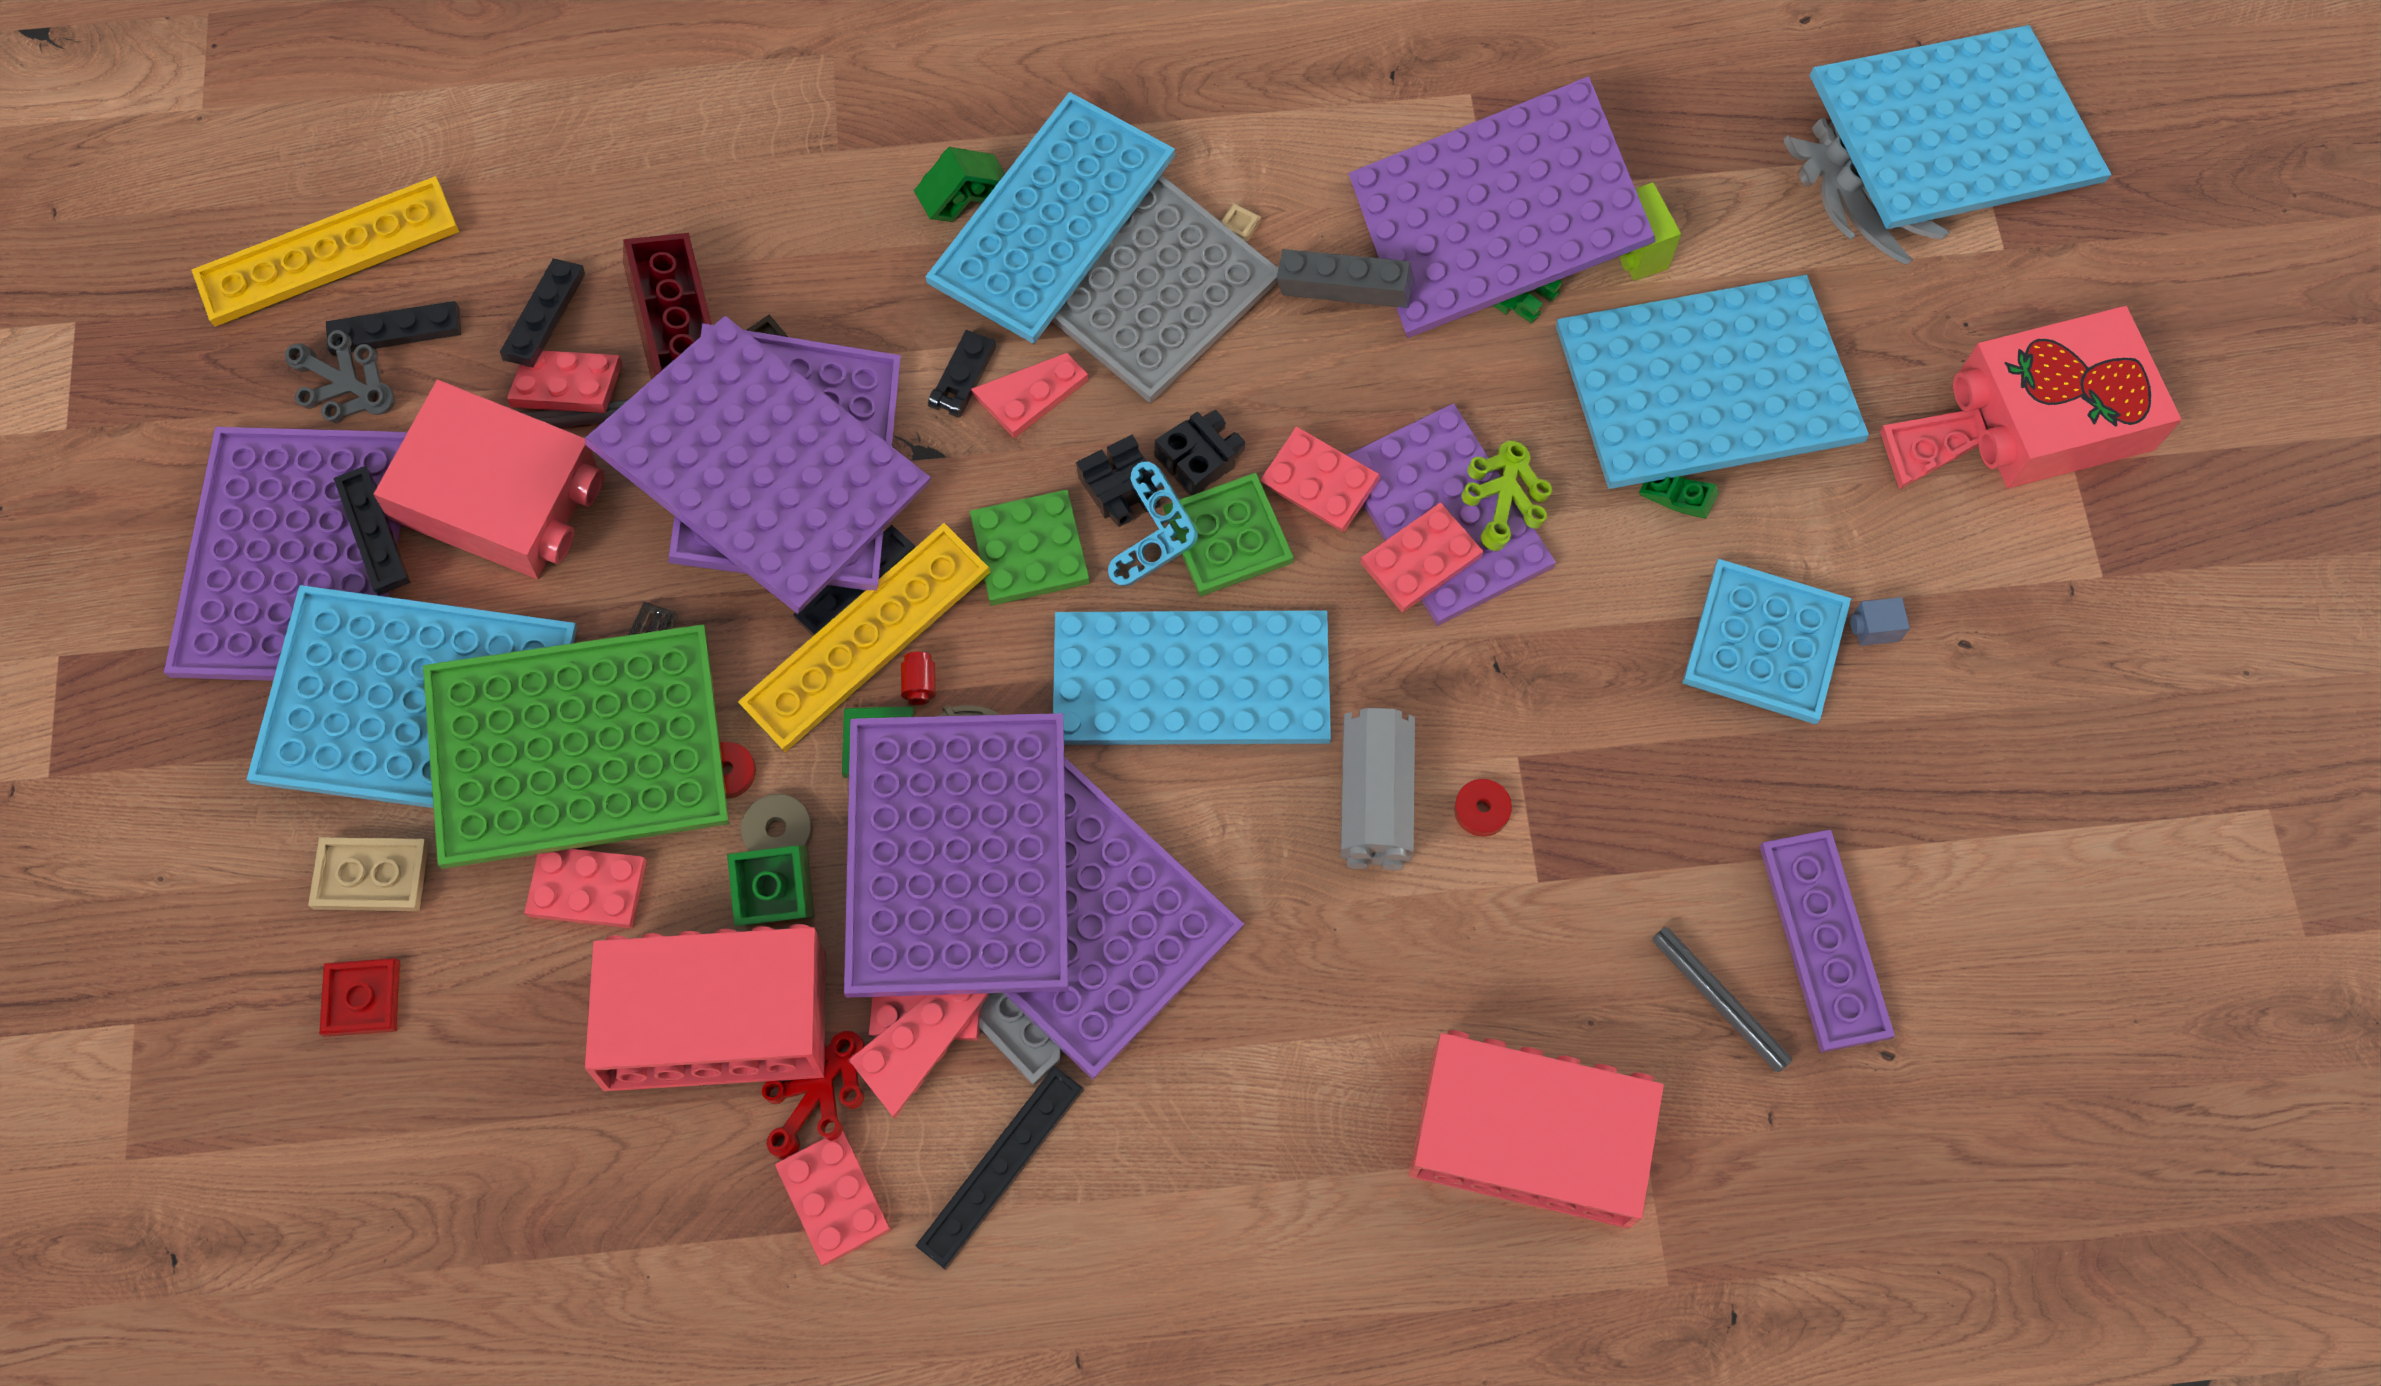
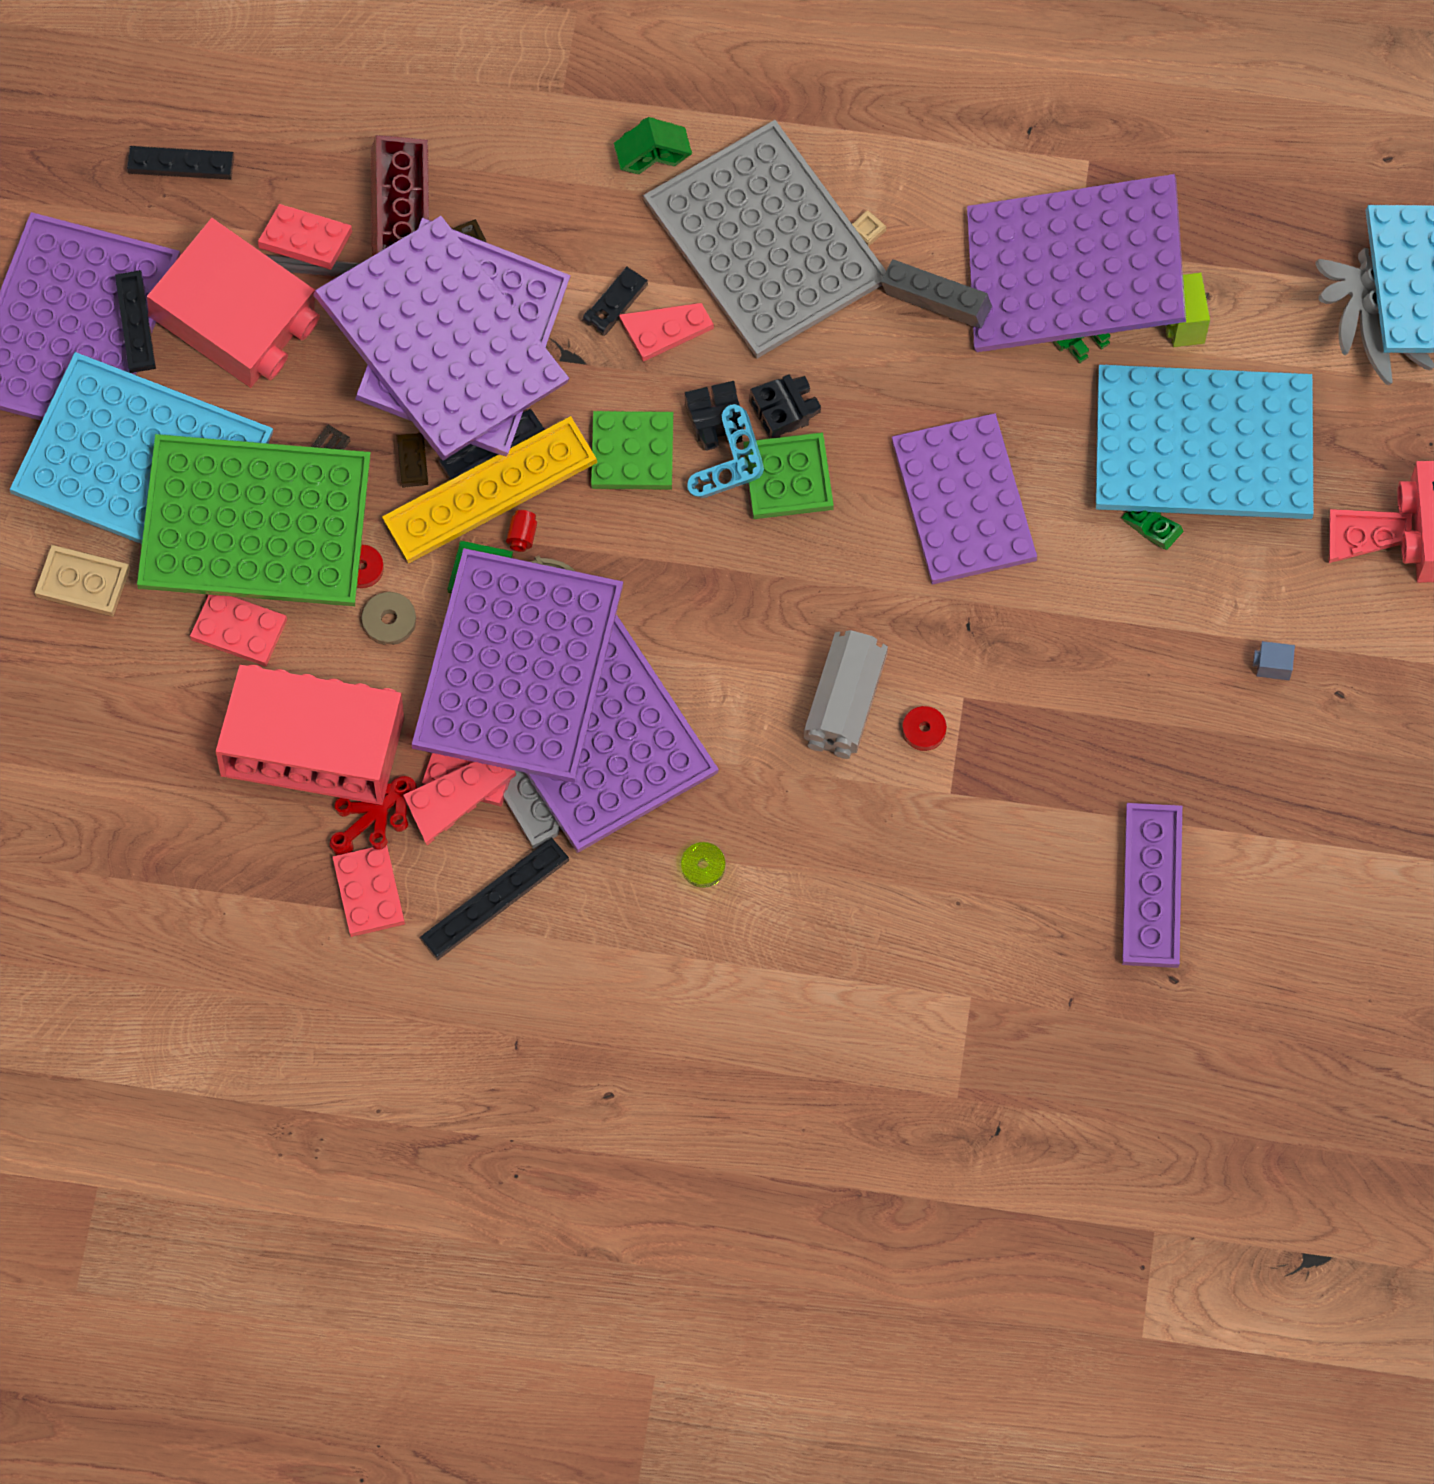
camera: 15 degrees right, 0 degrees up
(324, 251) = (140, 87): yellow plate -> none
(344, 380) = (134, 197): dark grey plant -> none
(359, 997) = (58, 668): red tile -> none
(542, 313) = (299, 177): black plate -> none
(760, 622) = (412, 460): none -> dark brown plate
(770, 885) = (375, 657): green brick -> none
(1050, 217) = (717, 189): medium azure plate -> none
(1192, 677) = (731, 579): medium azure plate -> none
(1257, 1070) = (703, 876): none -> clear neon green piece
(1320, 479) = (871, 449): coral plate -> none
(1421, 557) = (931, 528): coral plate -> none
(1513, 459) = (1016, 490): lime plant -> none
(1537, 1129) = (888, 962): coral brick -> none
(1722, 999) = (1060, 909): dark grey axle -> none
(1767, 641) = (1182, 655): medium azure plate -> none

